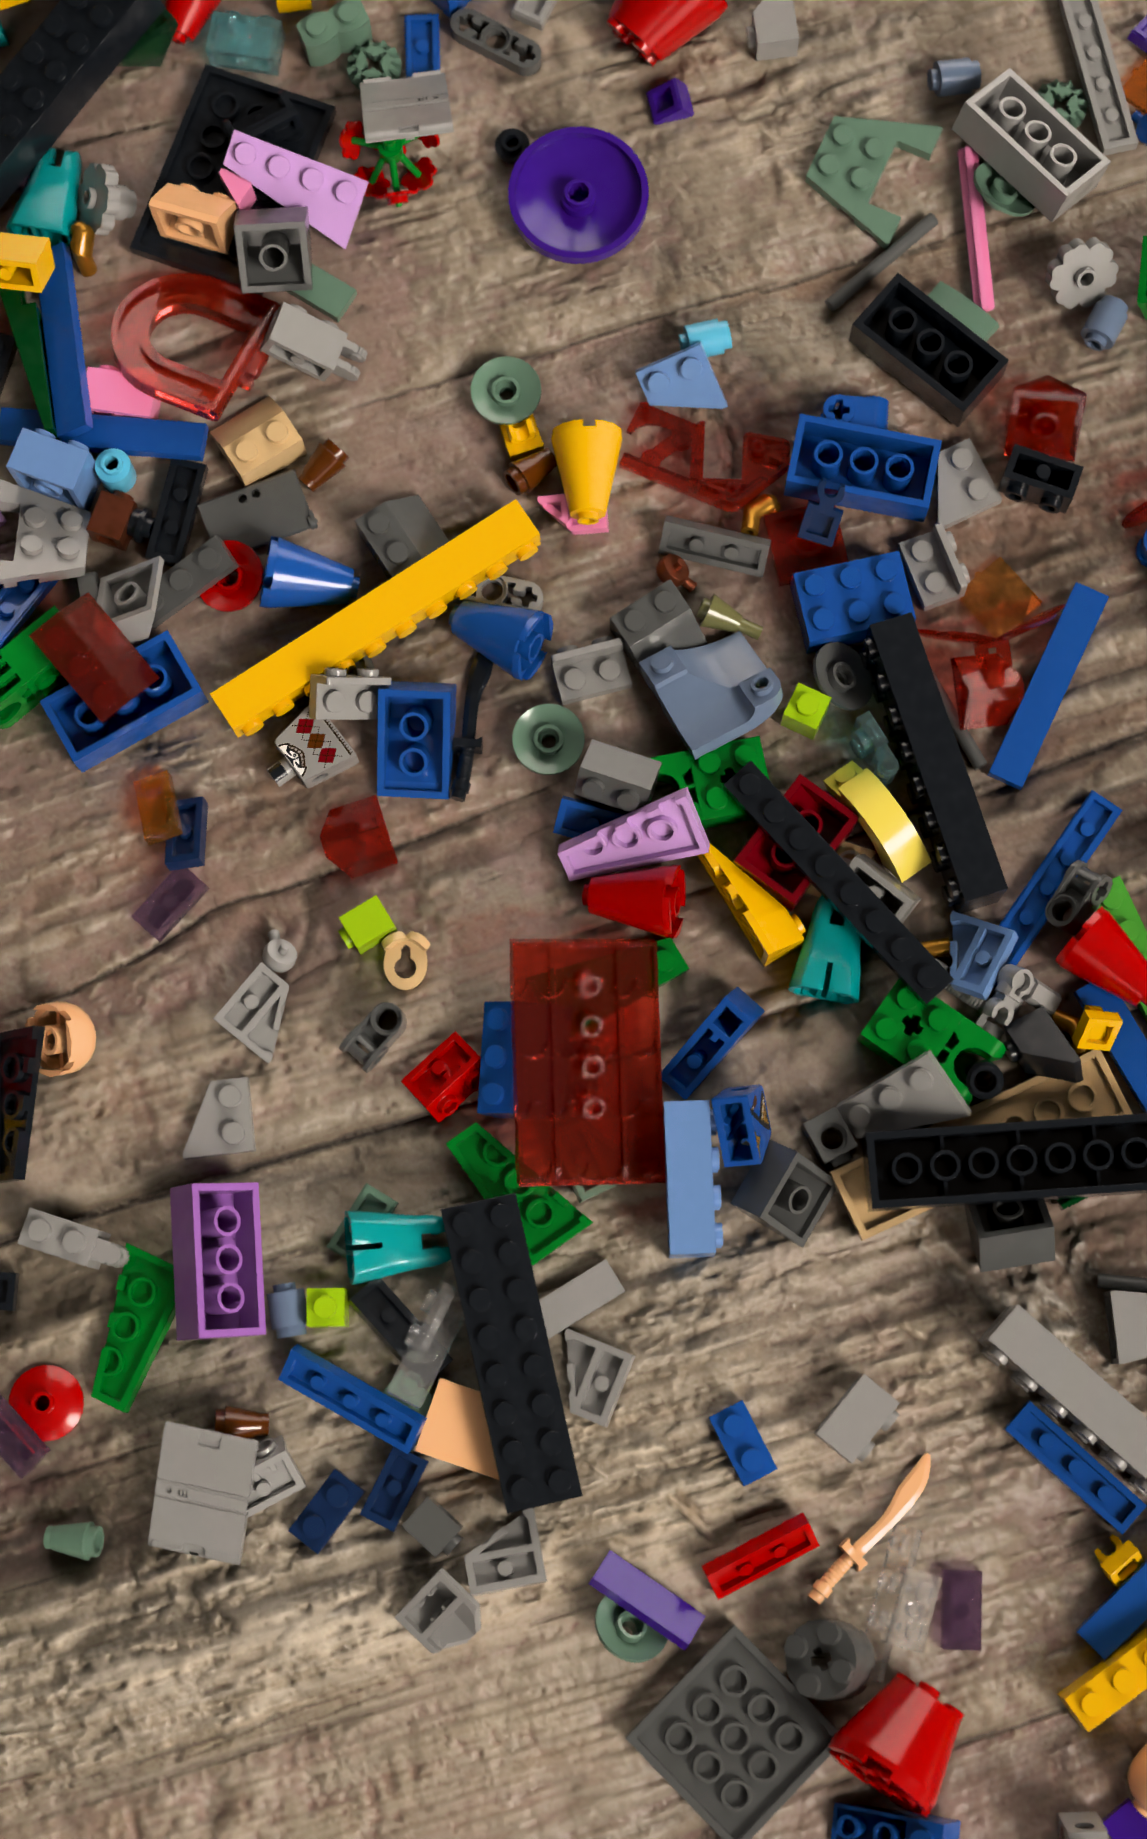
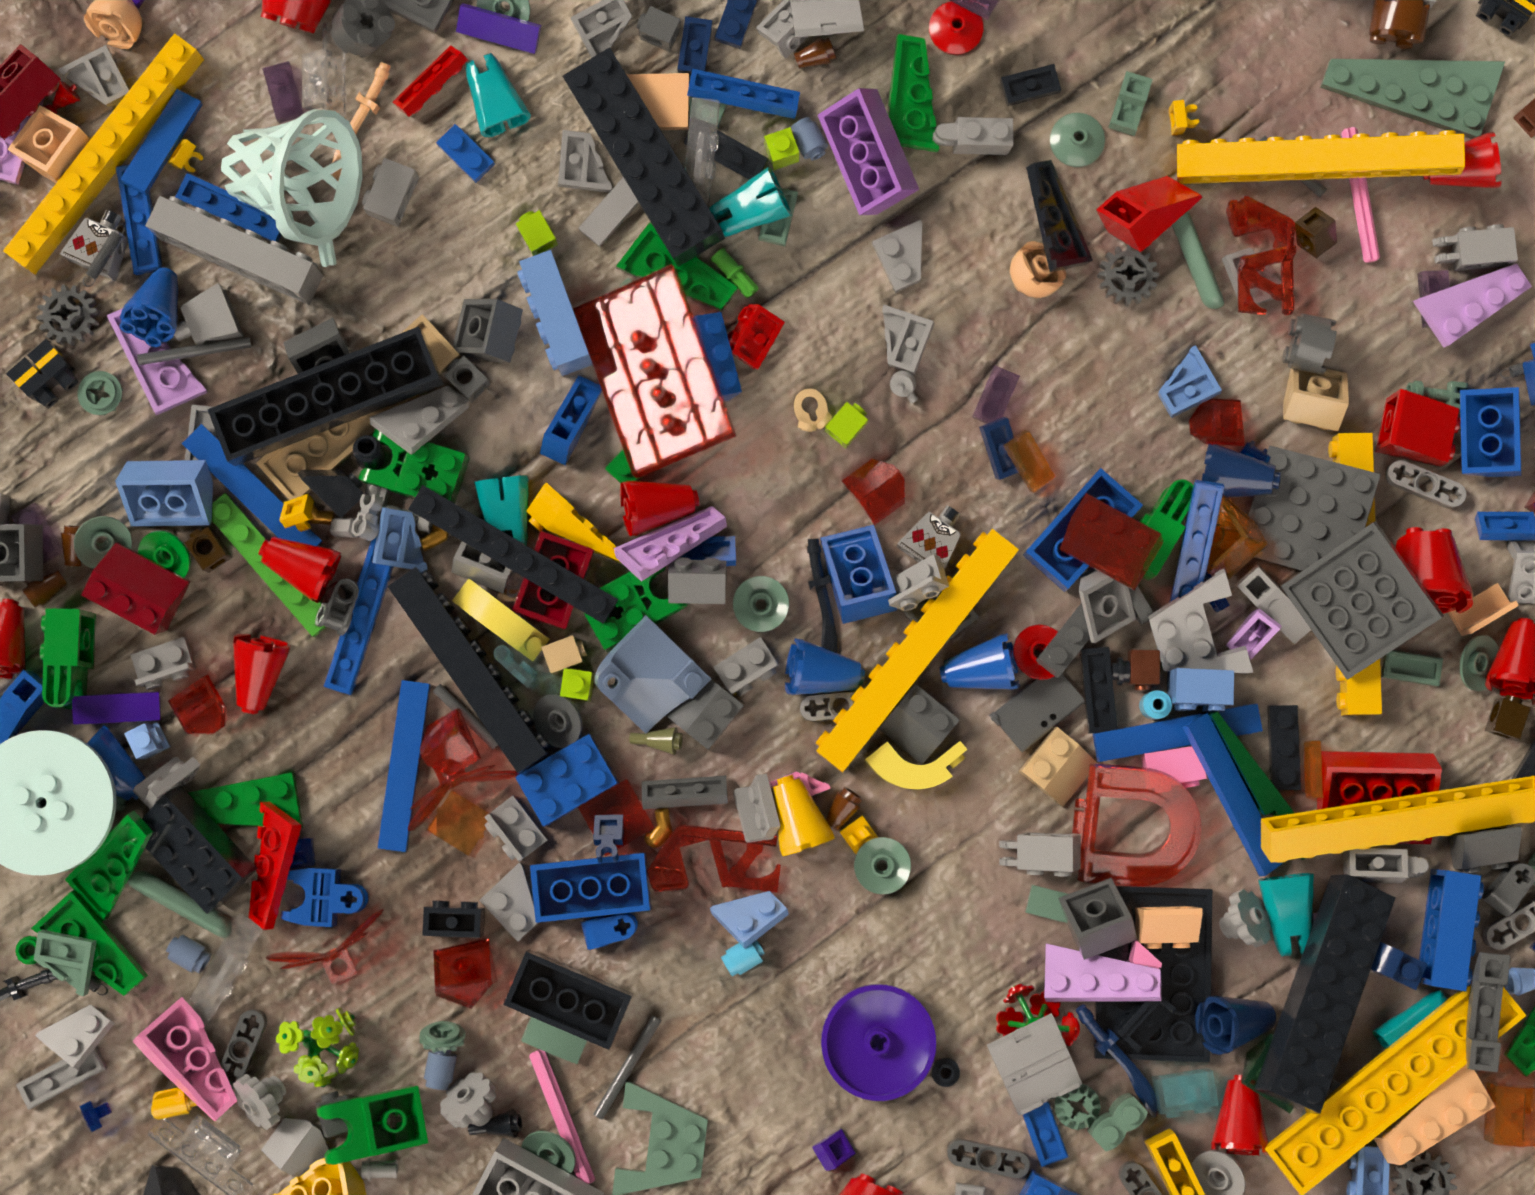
camera: 160 degrees right, 5 degrees up
(82, 248) = (1248, 877): pearl gold arm -> none
(162, 89) = (1232, 1022): none -> dark blue cone
(314, 114) = (1106, 1042): none -> dark blue sword
(323, 465) = (1001, 763): reddish brown cone -> none
(373, 1037) = (815, 344): dark grey piece -> none
(429, 480) = (898, 772): none -> light yellow arch
(443, 1165) = (734, 273): none -> bright green axle
(633, 495) = (757, 810): none -> light grey bracket
(676, 569) = (708, 763): copper piece -> none
(681, 1505) = (495, 98): none -> teal piece
(682, 1301) = (536, 232): none -> lime brick
(742, 1117) = (530, 371): blue torso -> none
(810, 753) = (564, 654): none -> tan brick
(984, 1473) = (268, 193): none -> light aqua piece
(1045, 239) = (504, 1124): none -> black cone
(1087, 365) = (442, 1036): none -> sand green gear

